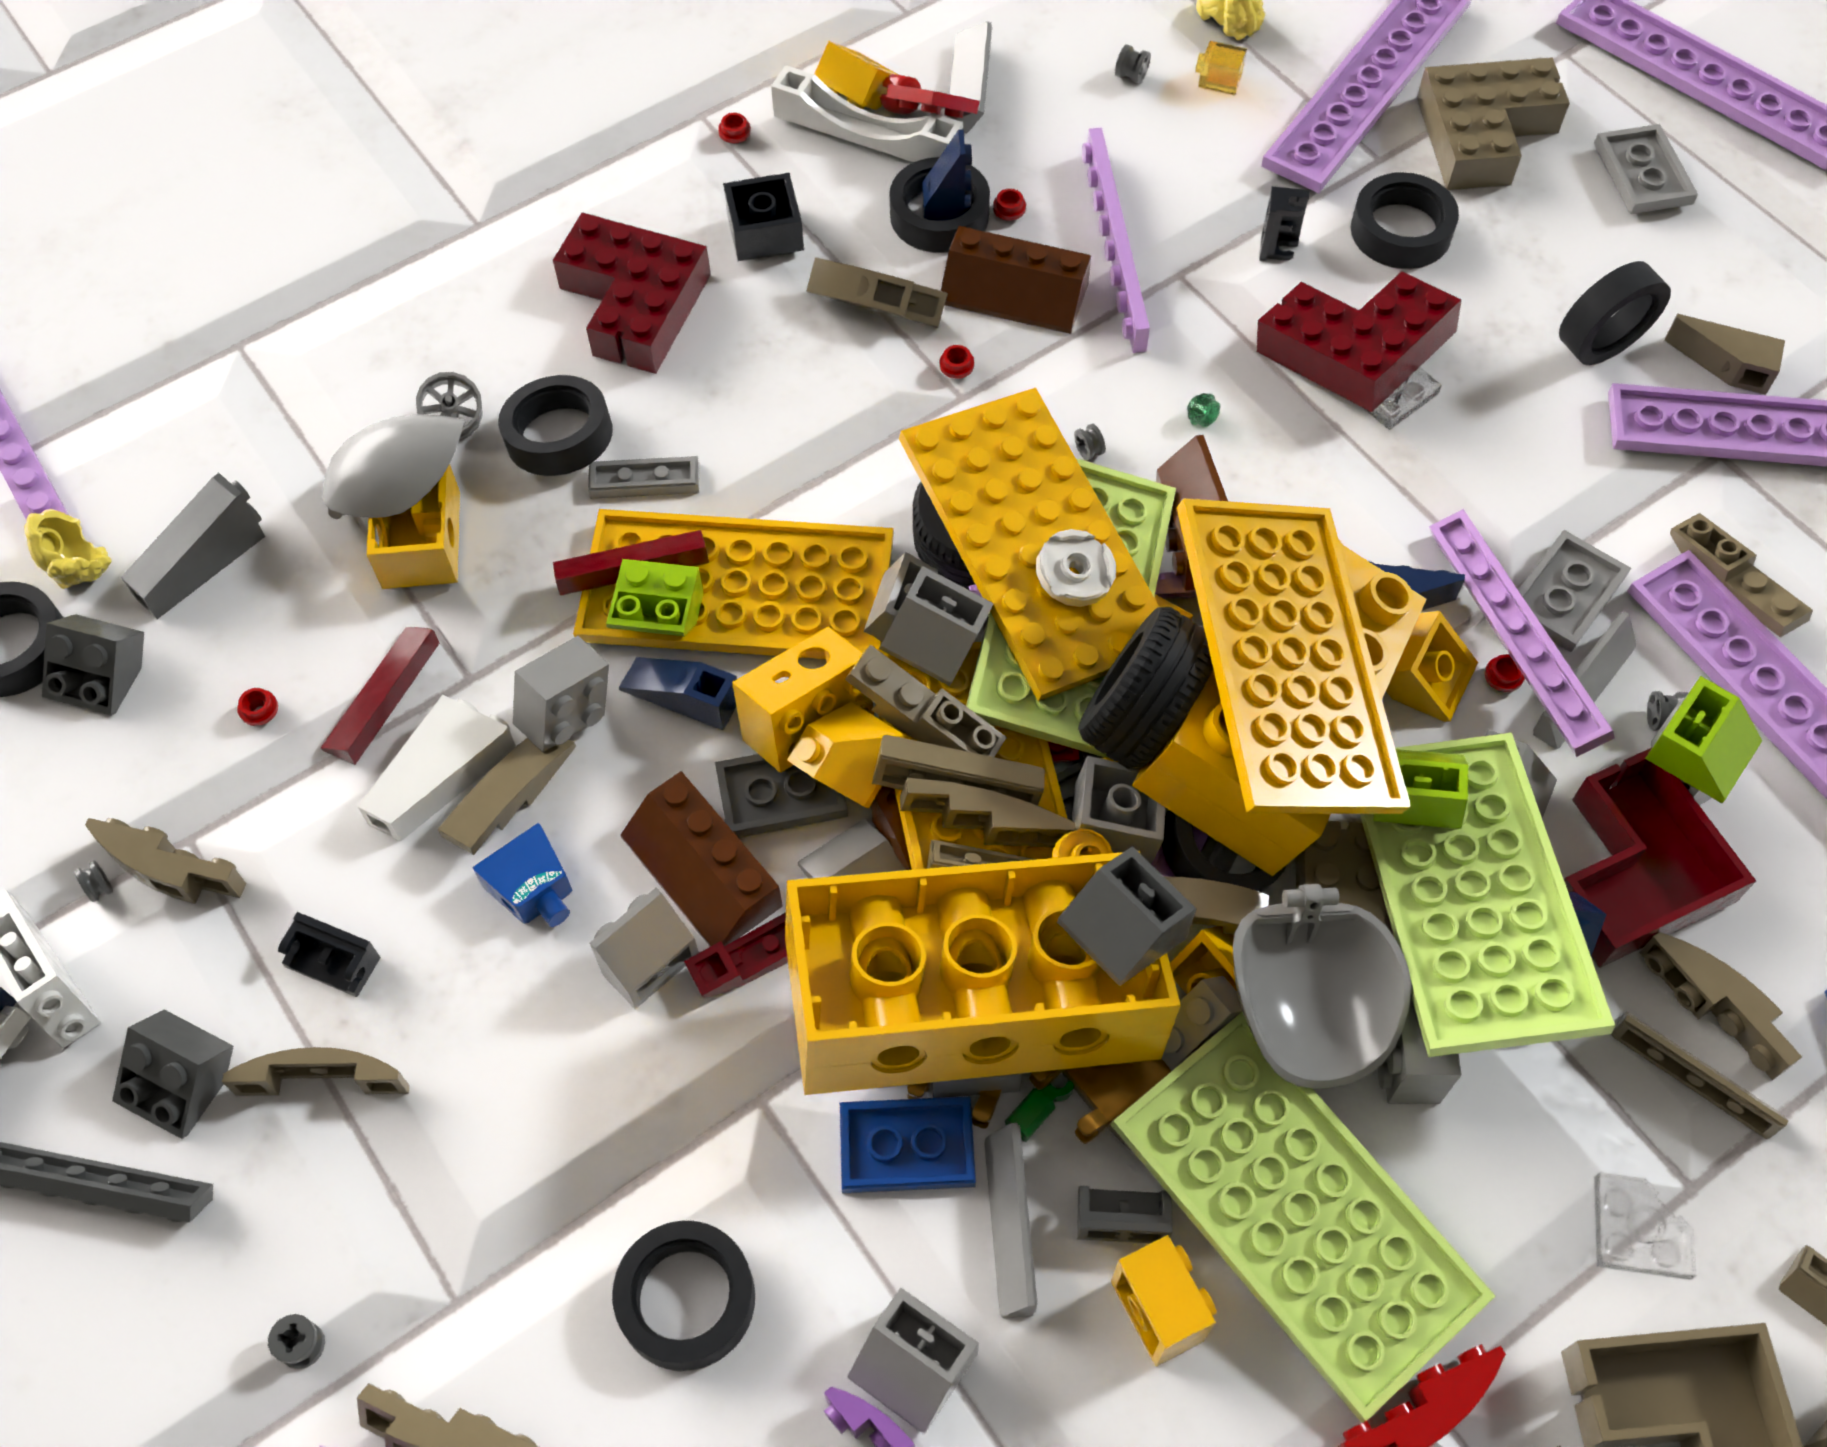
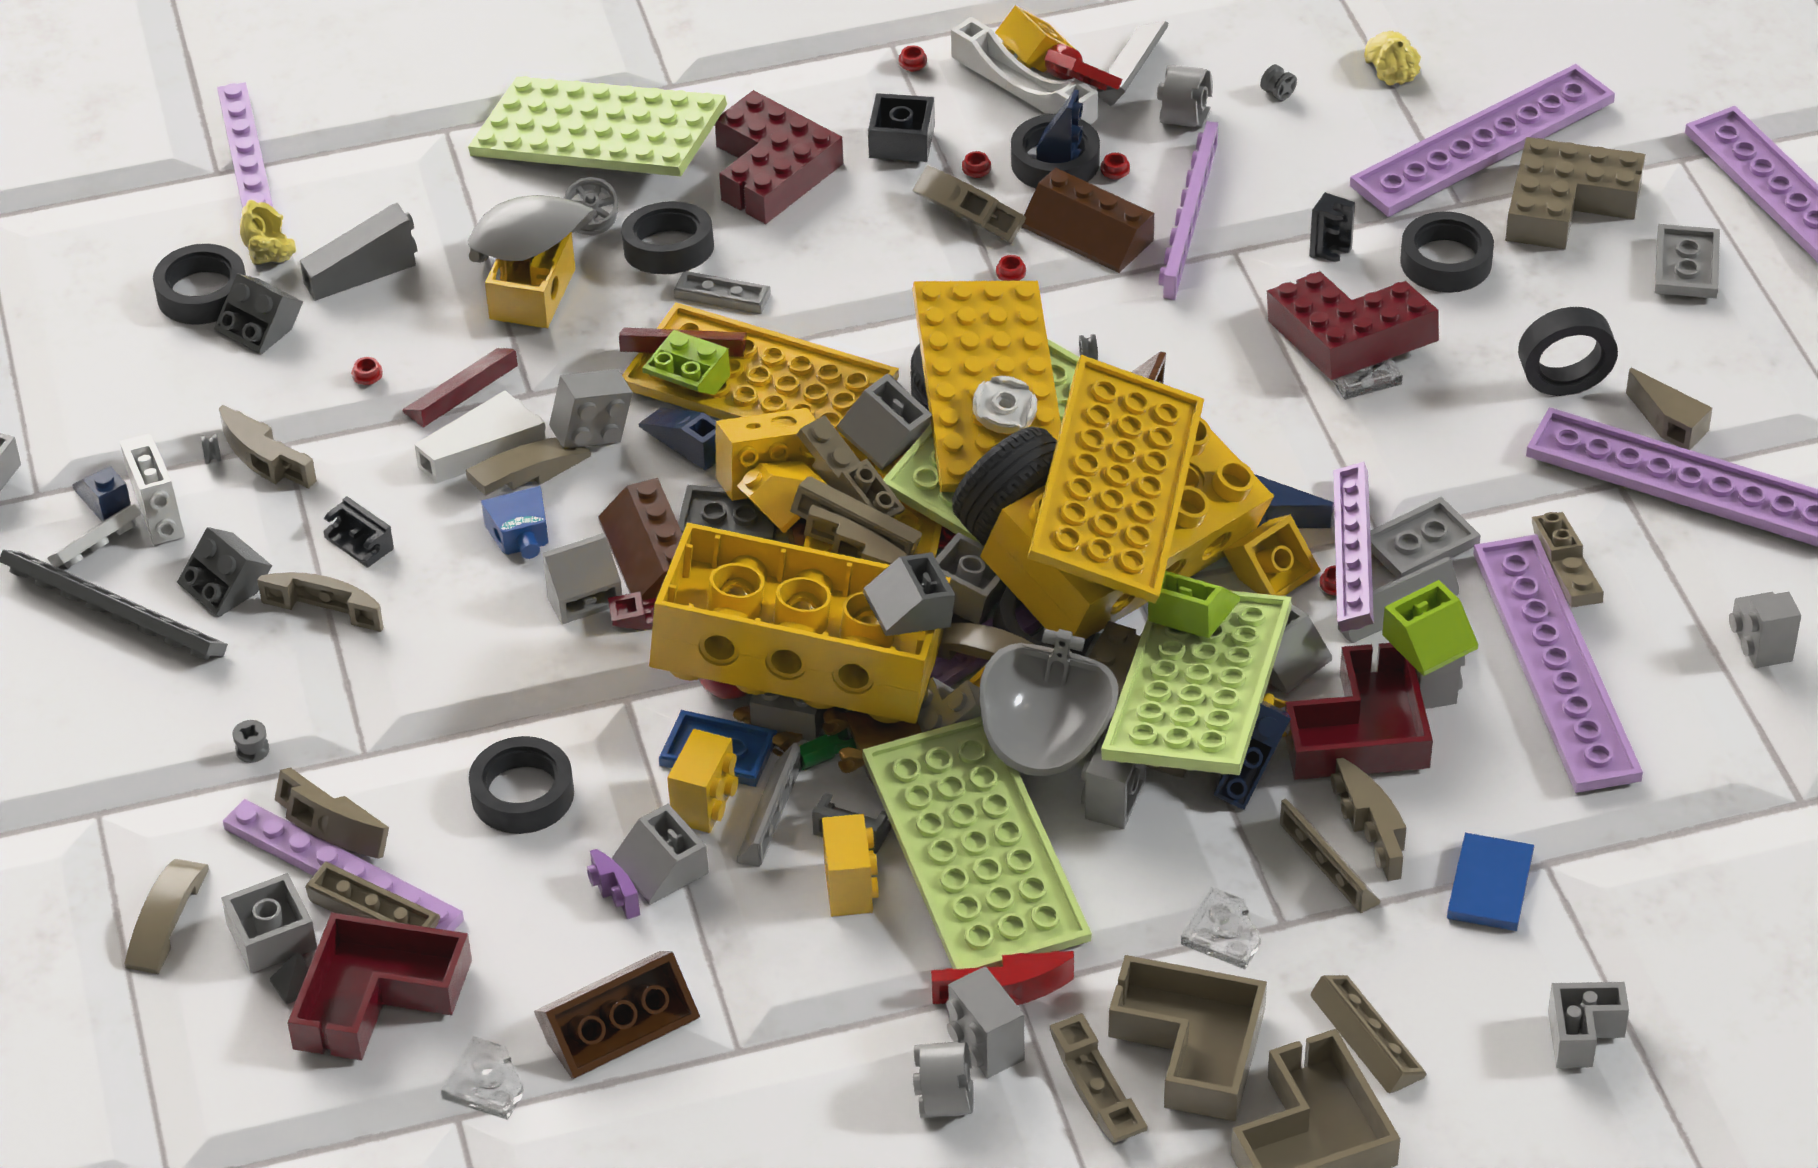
camera: 20 degrees right, 15 degrees down
(419, 301) = (598, 126): none -> yellowish green plate
(860, 240) = (976, 164): none -> red plate
(921, 1217) = (703, 779): none -> yellow brick
(1050, 104) = (1185, 96): none -> light grey brick
(1203, 409) = (1197, 354): clear green plate -> none
(1221, 67) = (1355, 102): clear yellow brick -> none

